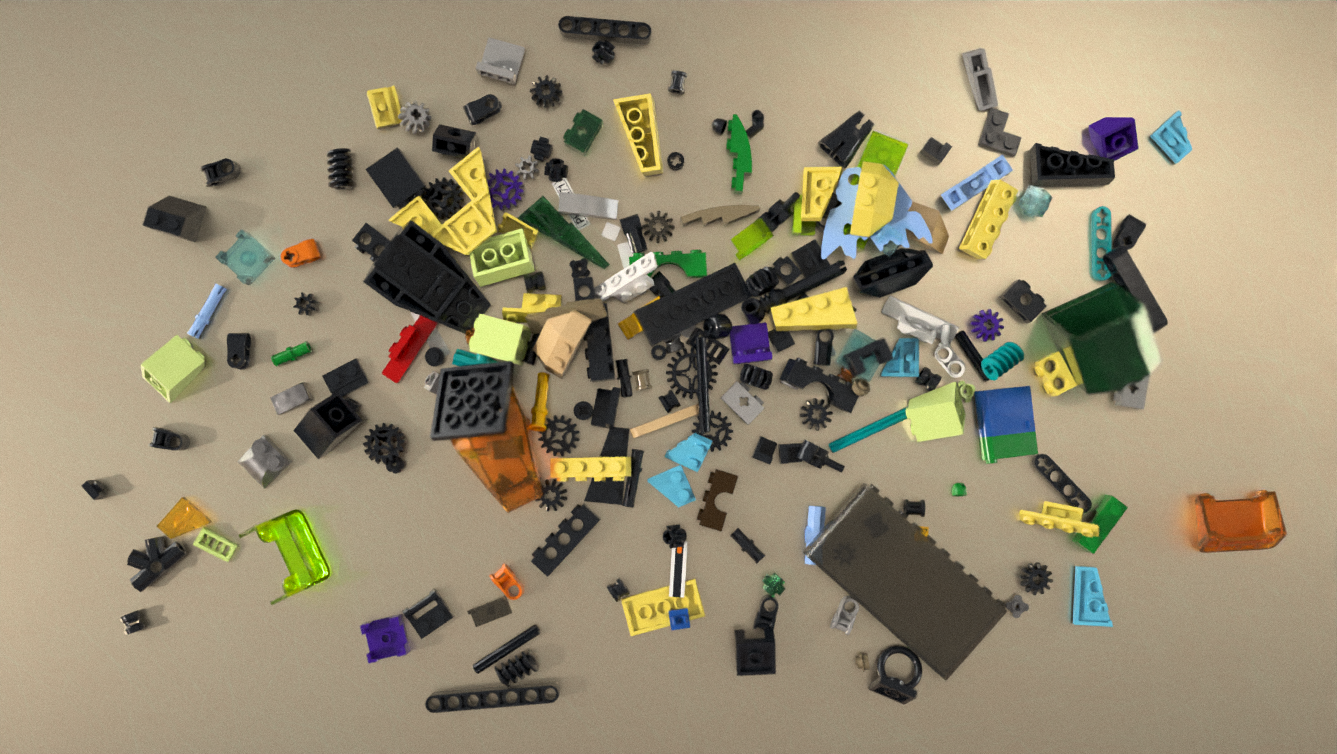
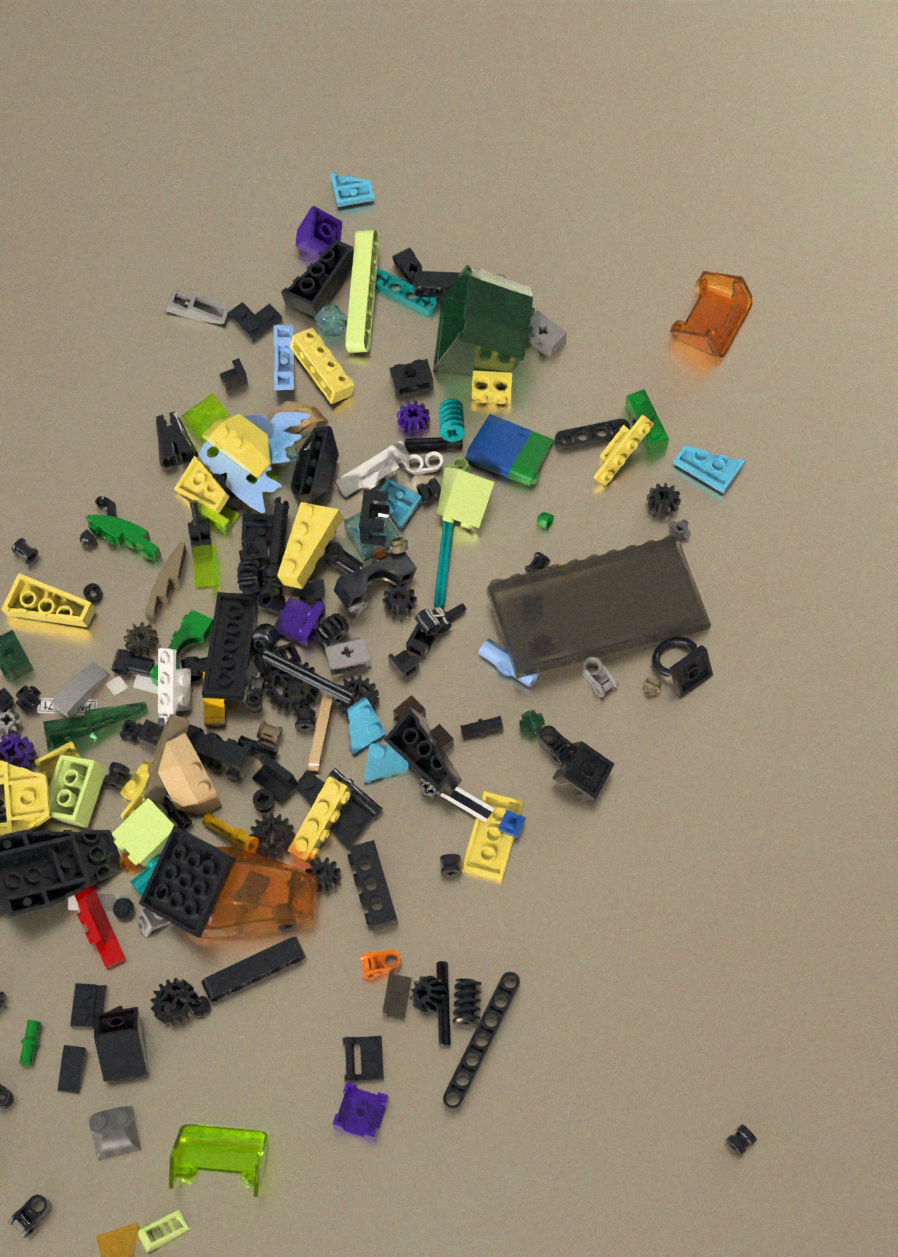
camera: 60 degrees left, 20 degrees down
(446, 487) = (253, 969): none -> black beam
(504, 635) = (428, 994): none -> black gear
(690, 519) = (421, 749): none -> black wedge
(1080, 210) = (362, 291): none -> yellowish green beam

